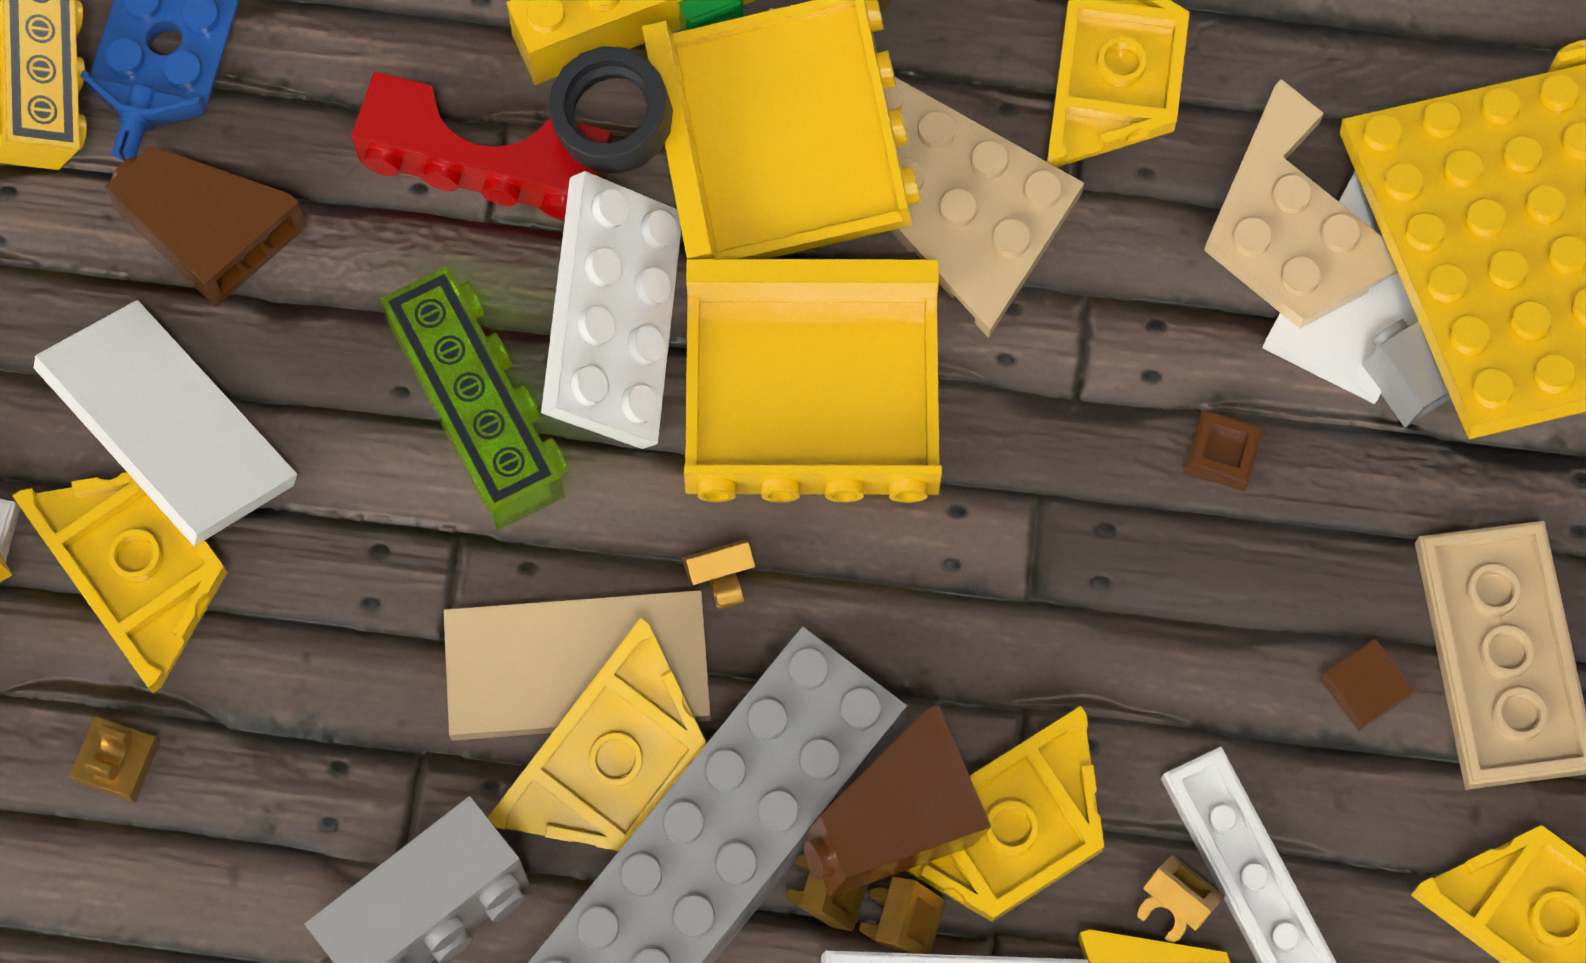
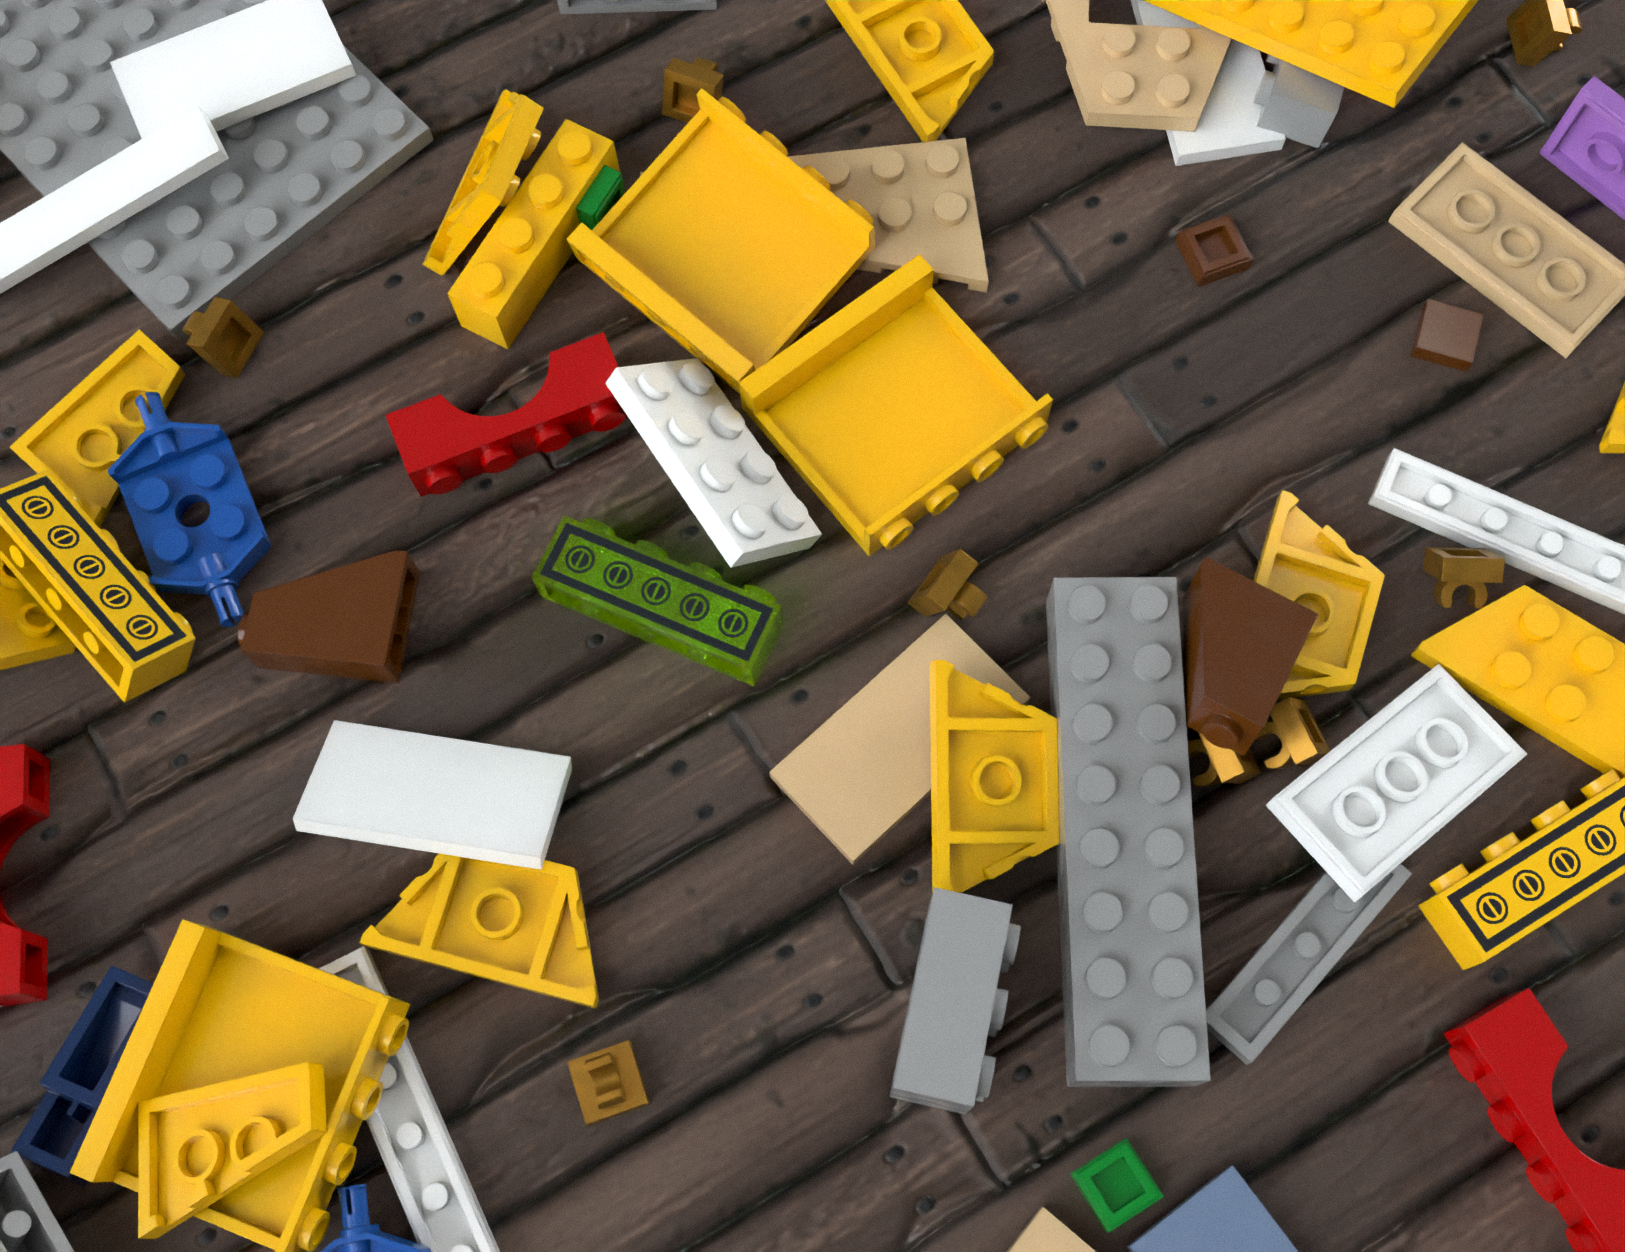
camera: 35 degrees left, 0 degrees up
(595, 67) = (575, 274): black tyre -> none

